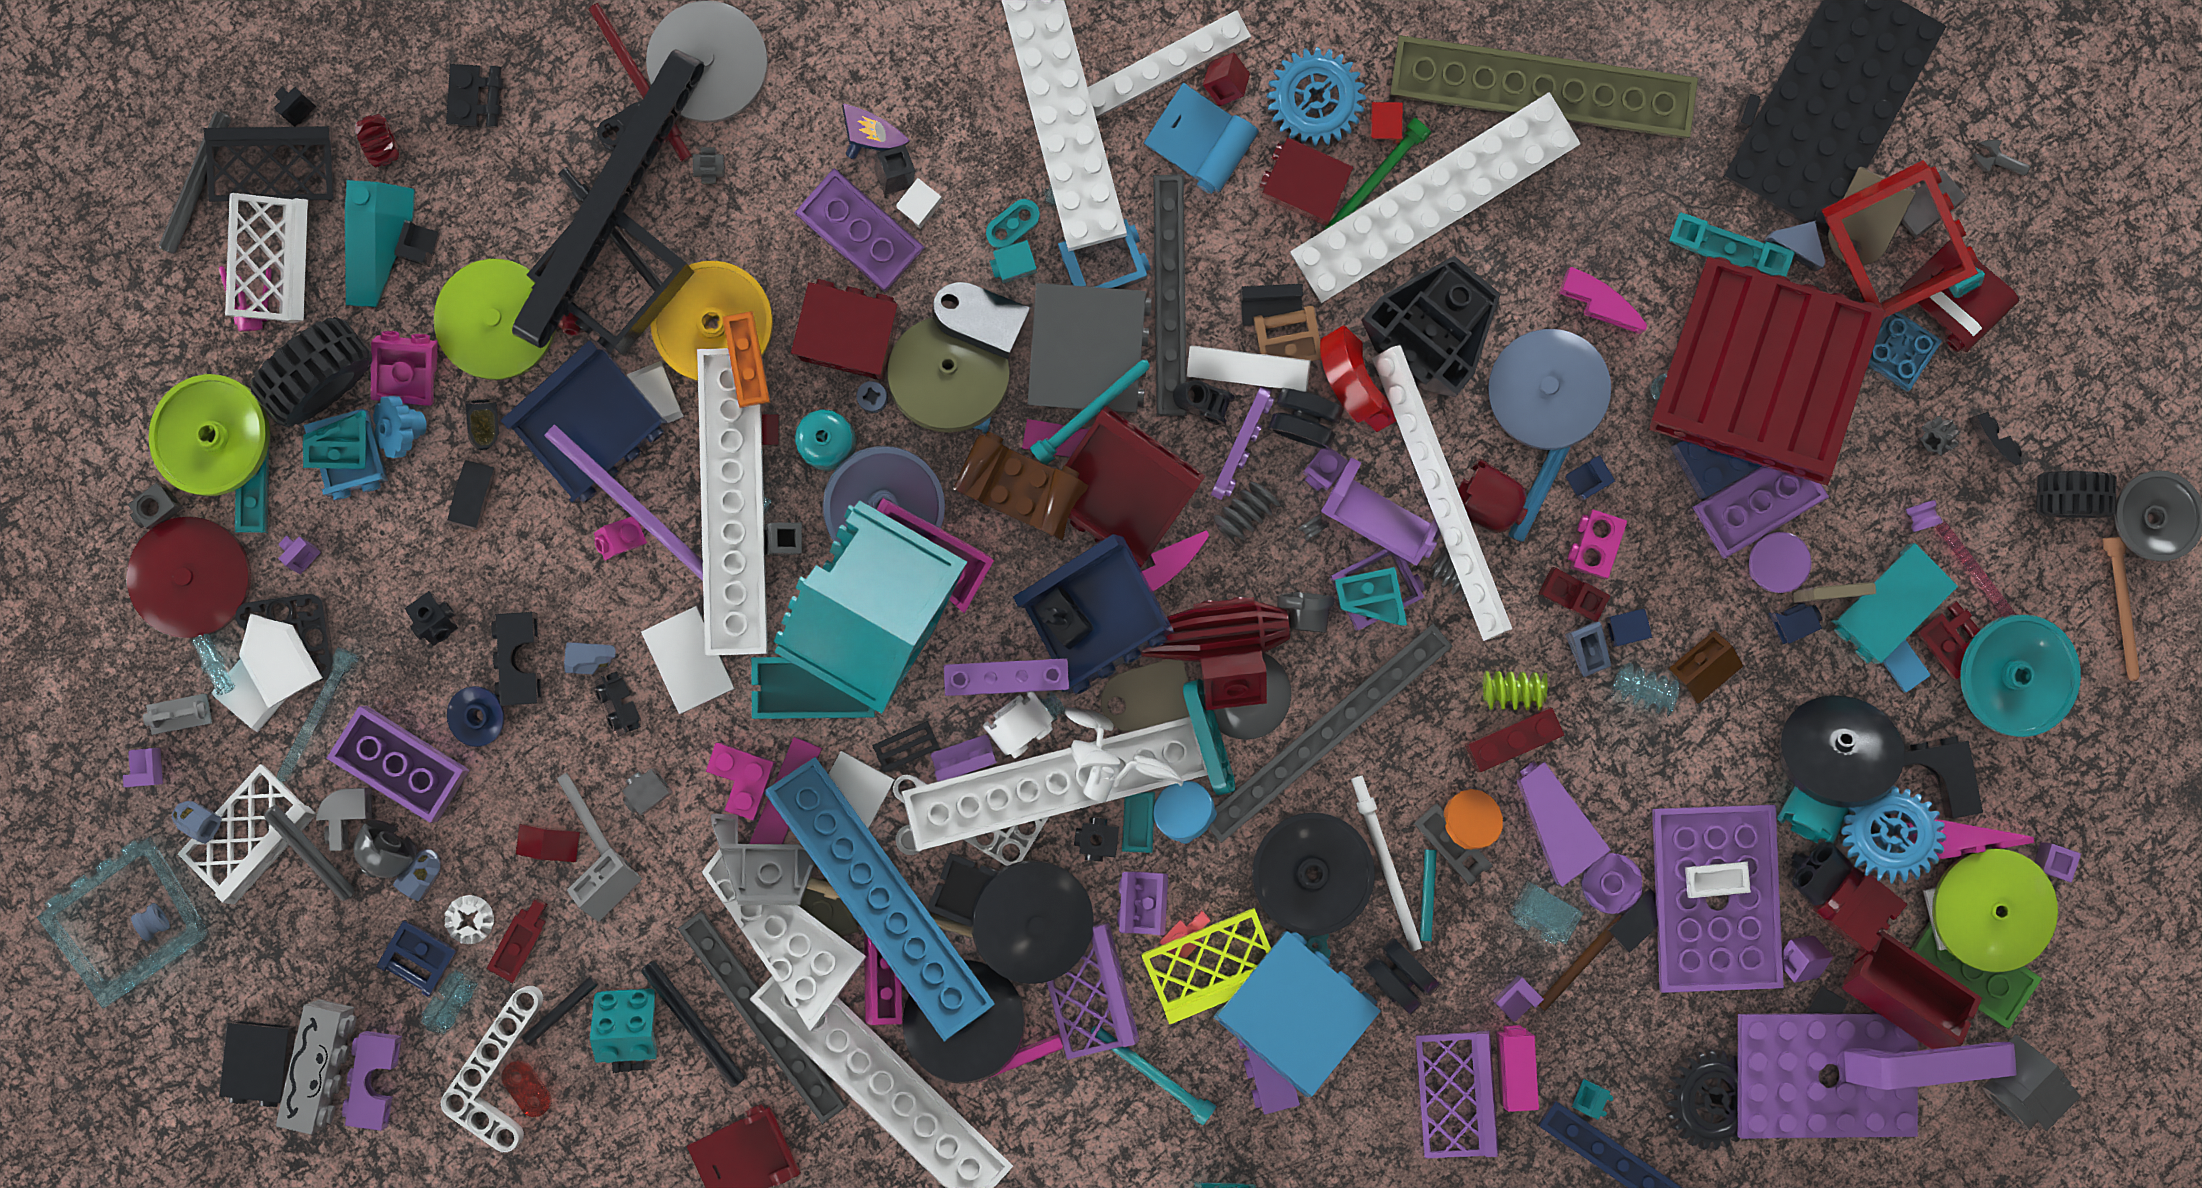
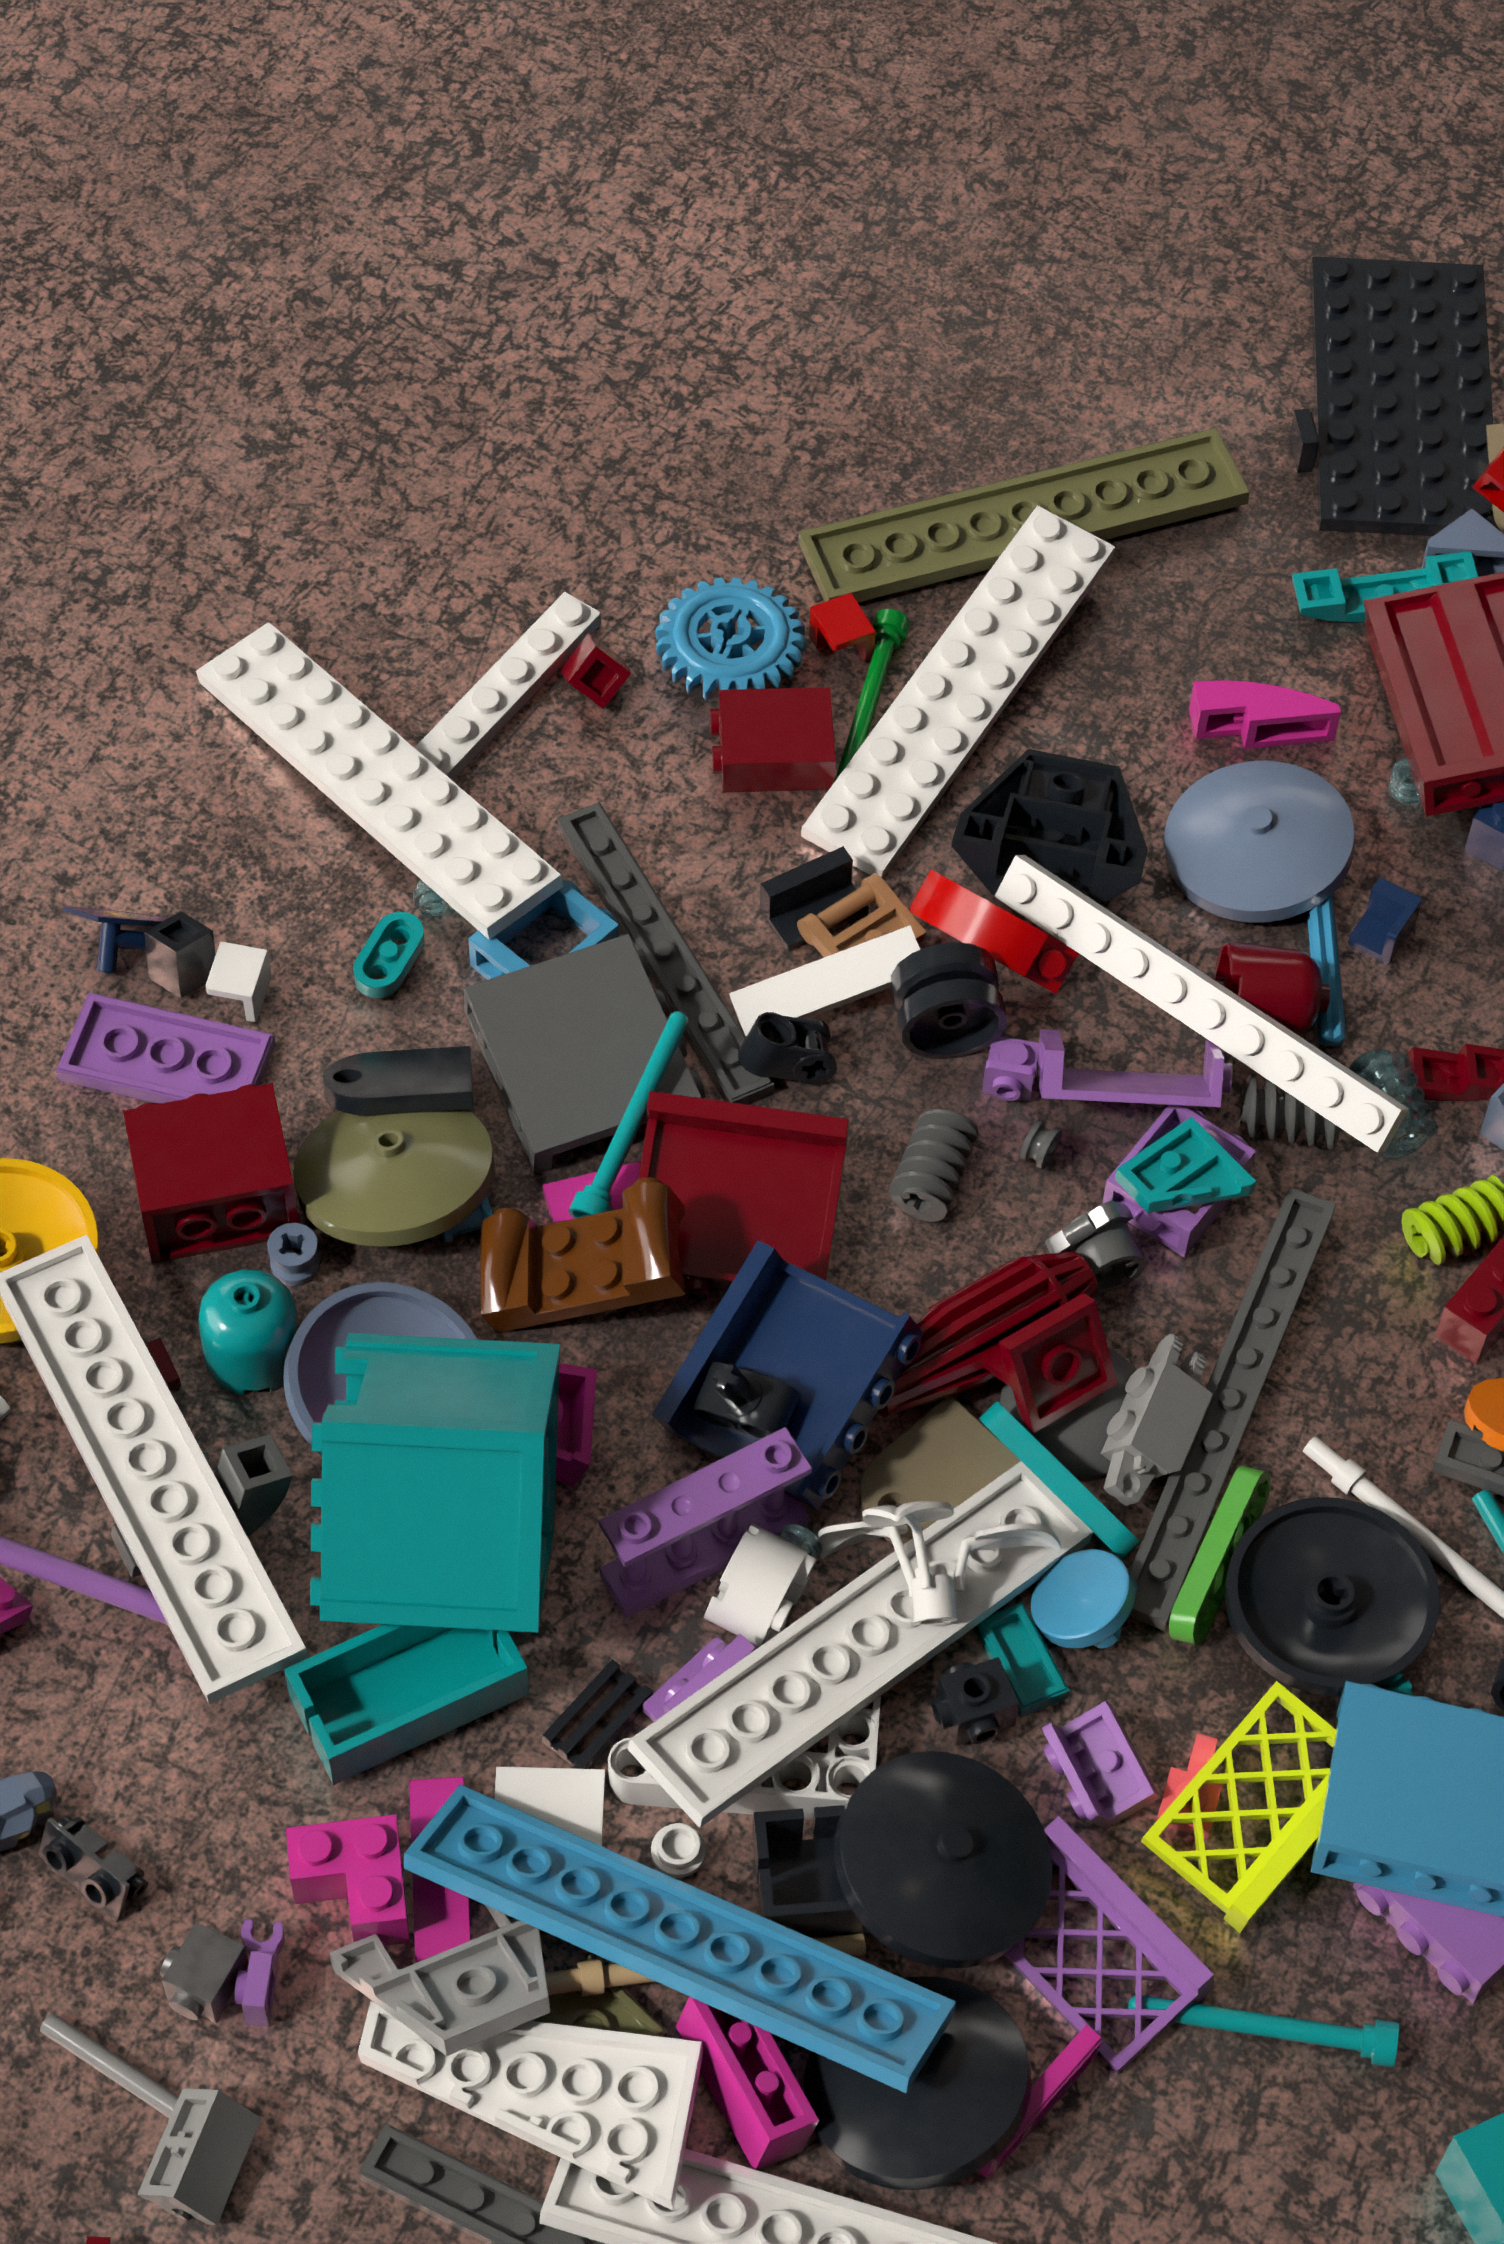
camera: 25 degrees left, 30 degrees down
(547, 843) = (68, 2139): dark red slope -> none
(670, 809) = (257, 1986): none -> medium lavender plate
(681, 660) = (180, 1748): white tile -> none
(746, 359) = (76, 1254): orange tile -> none
(1013, 262) = (416, 996): teal brick -> none
(1173, 560) = (868, 1258): dark pink slope -> none
(1205, 140) = (602, 751): dark azure door -> none
(1237, 455) = (877, 1100): medium lavender plate -> none
(1265, 821) = (1206, 1580): none -> bright green beam
(1278, 730) = (1155, 1421): none -> light grey hinge
(1523, 598) = (1392, 1076): none -> clear light blue piece
(1605, 547) = (1457, 992): dark pink brick -> none

